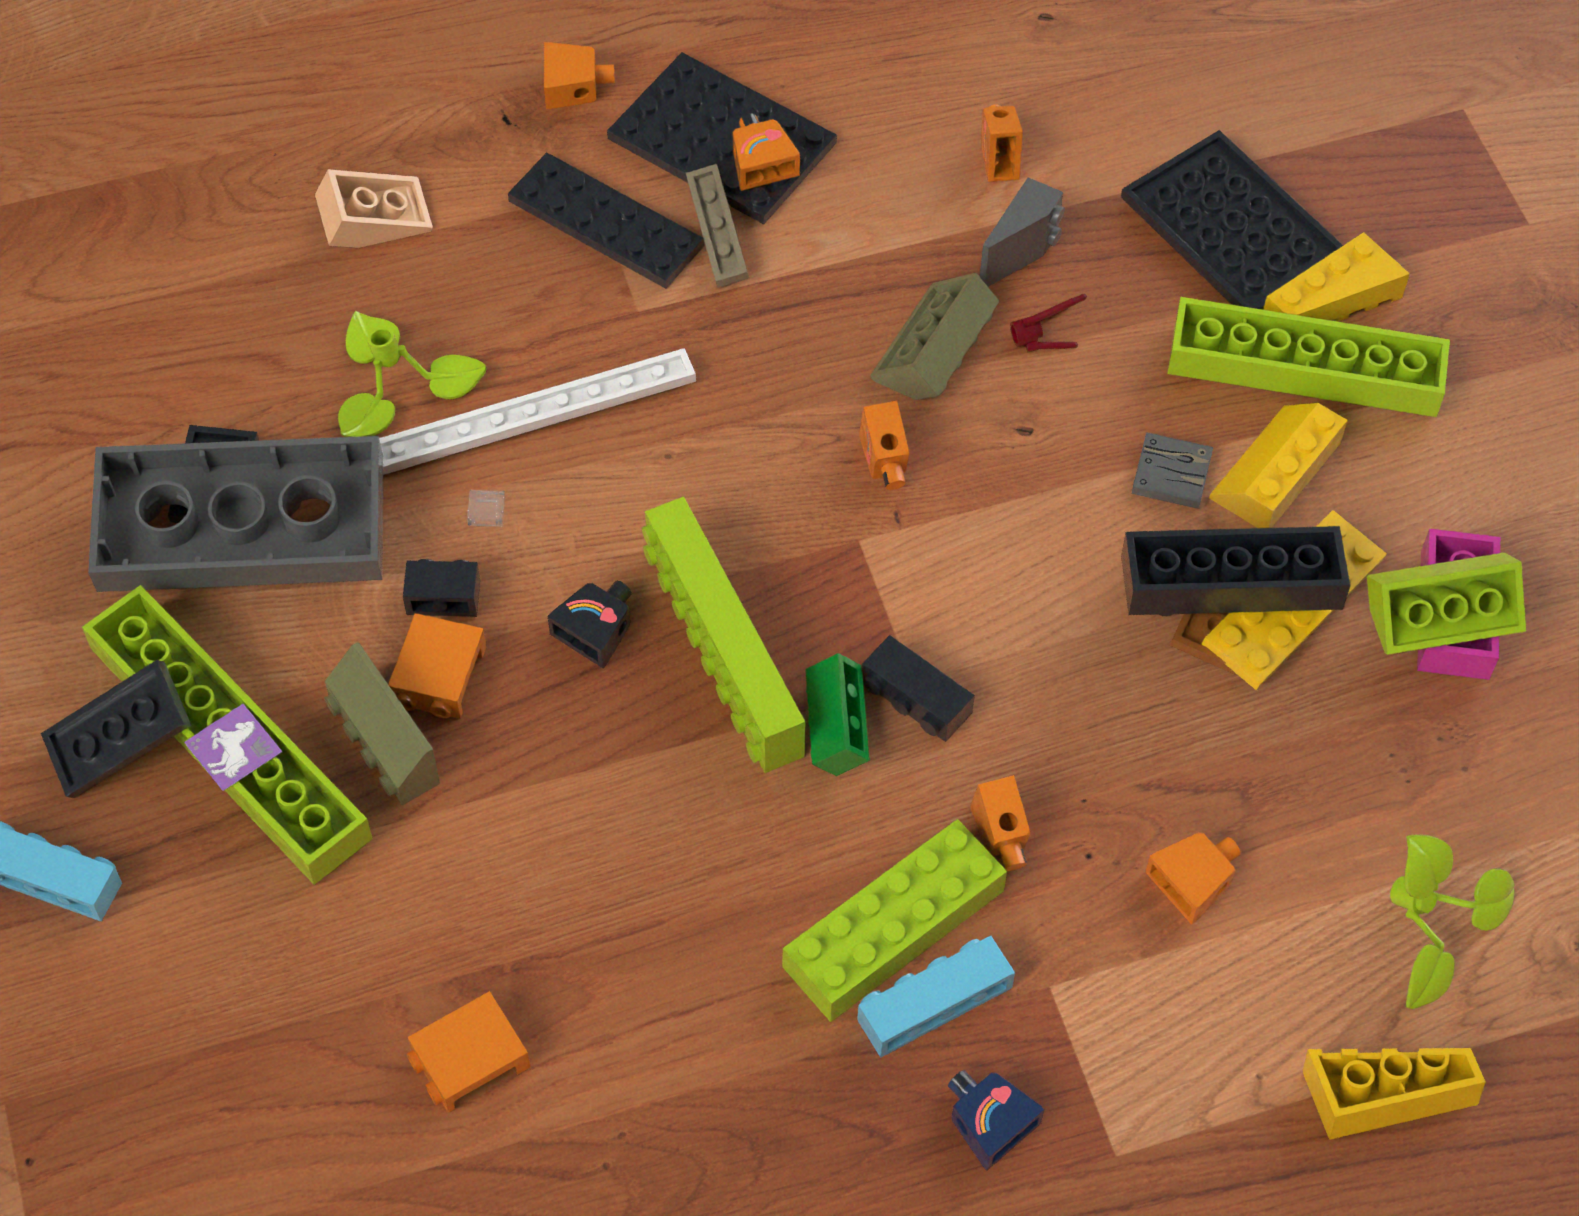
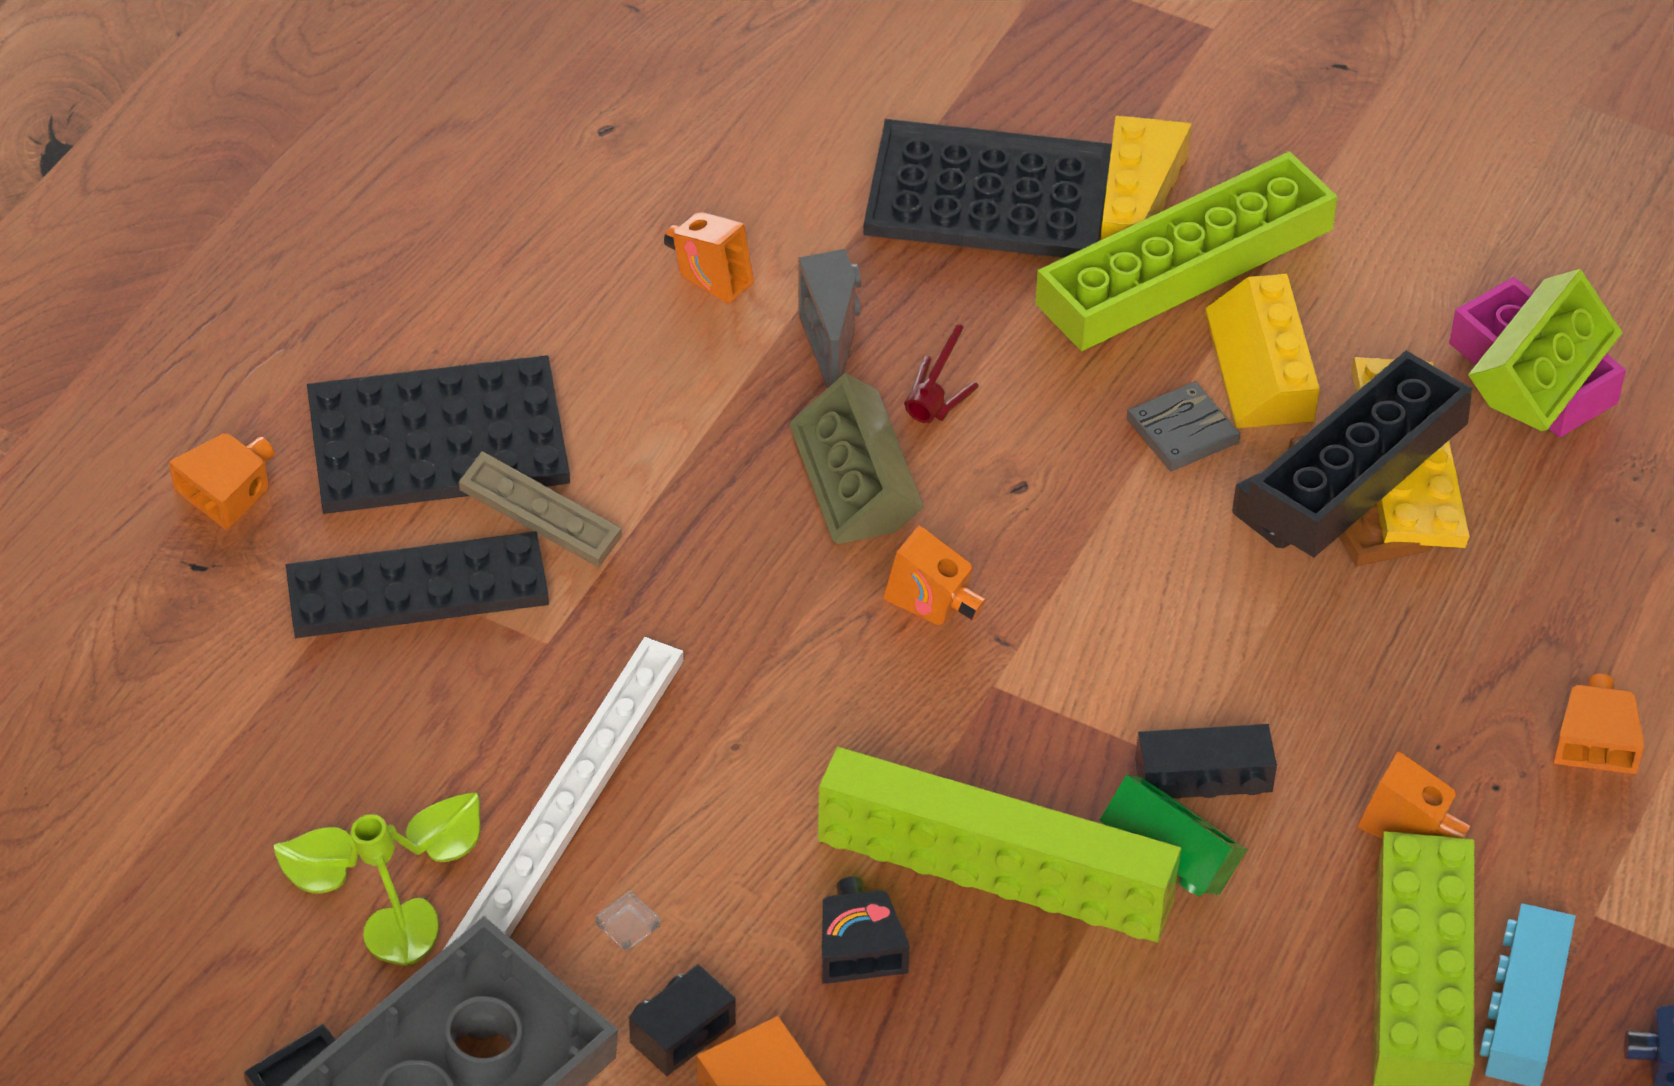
camera: 45 degrees left, 10 degrees down
(370, 208) = (169, 740): light nougat slope -> none
(763, 153) = (512, 411): orange torso -> none

